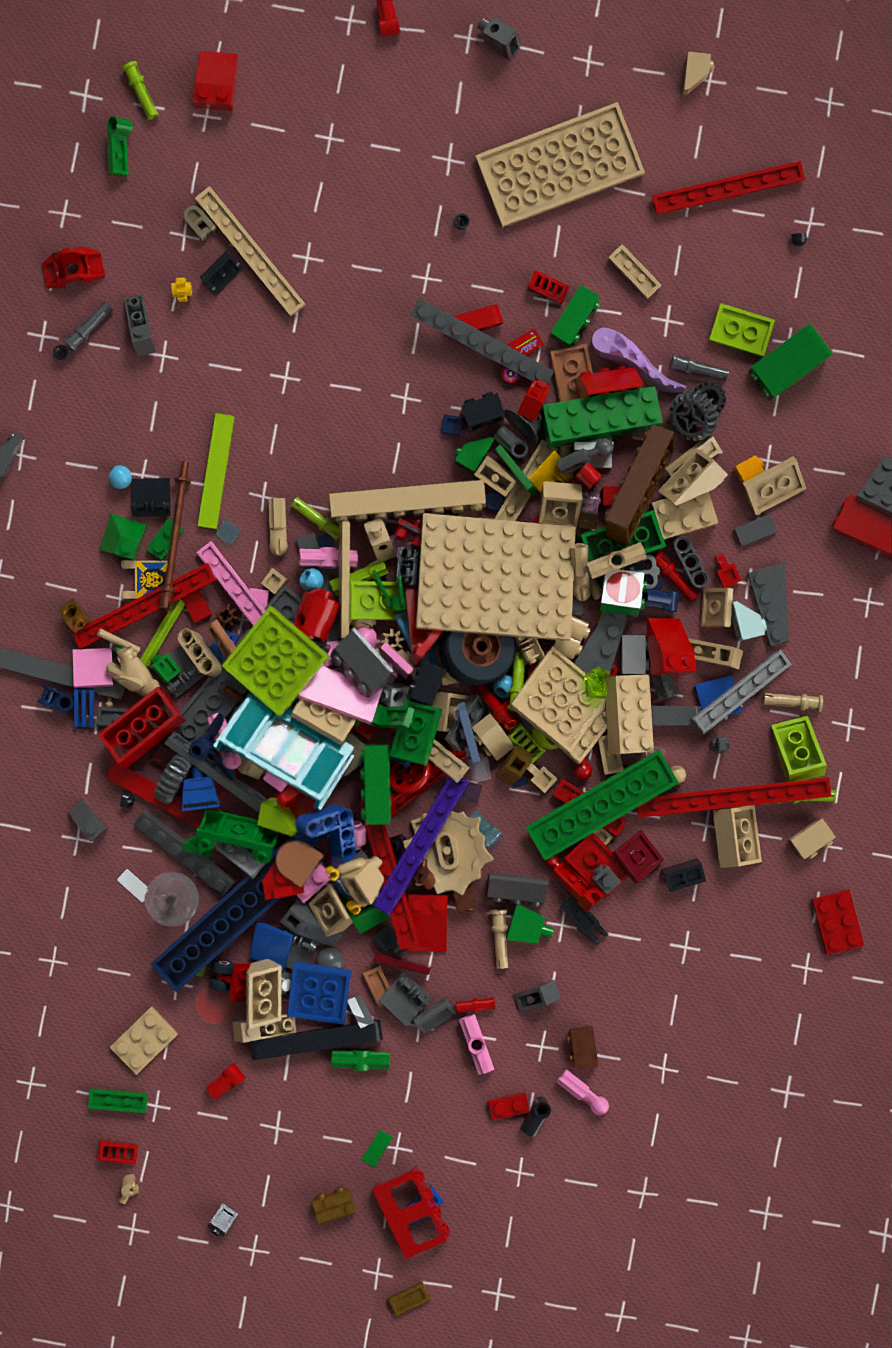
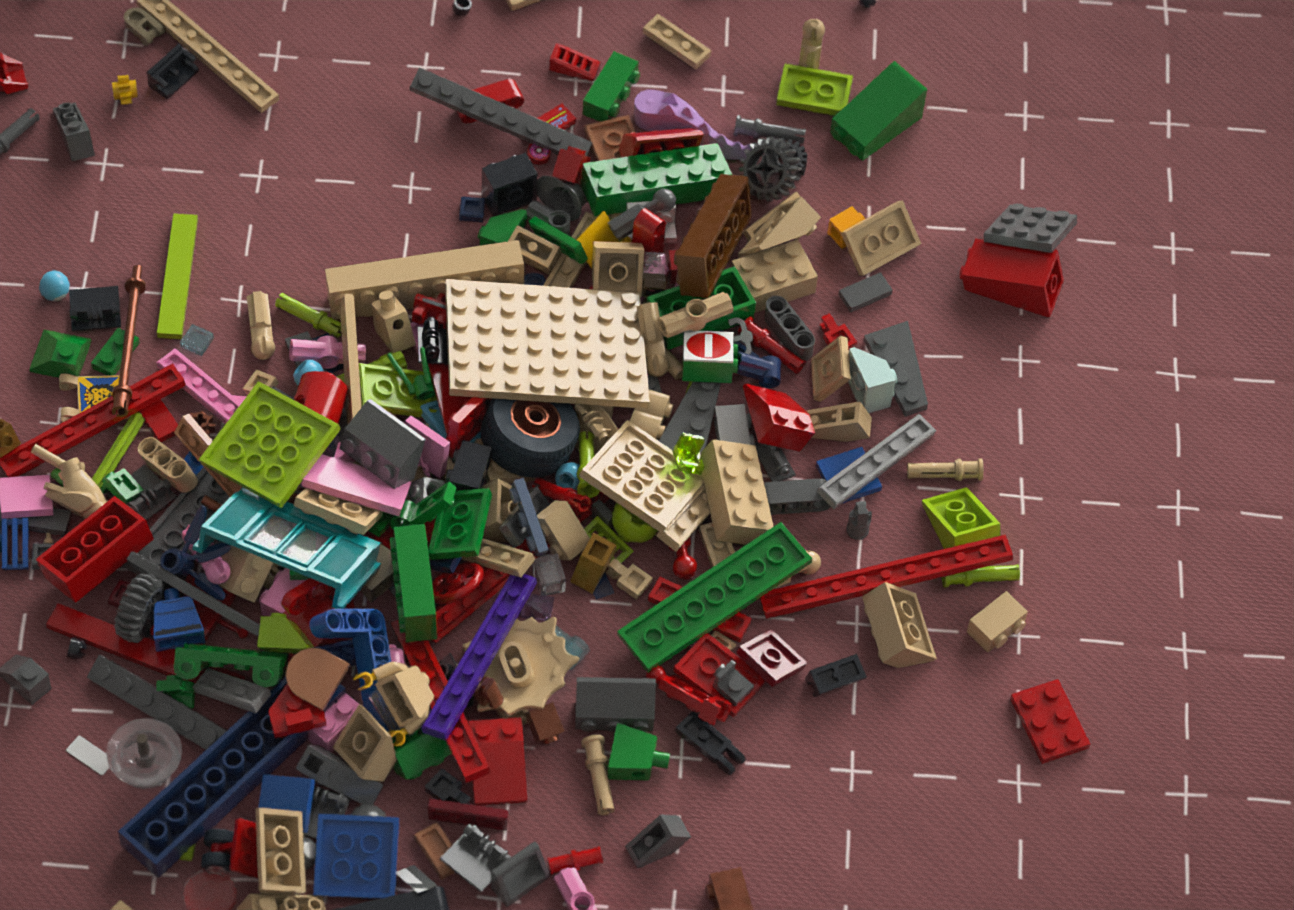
camera: 10 degrees left, 30 degrees down
(744, 295) = (811, 43): none -> tan piece

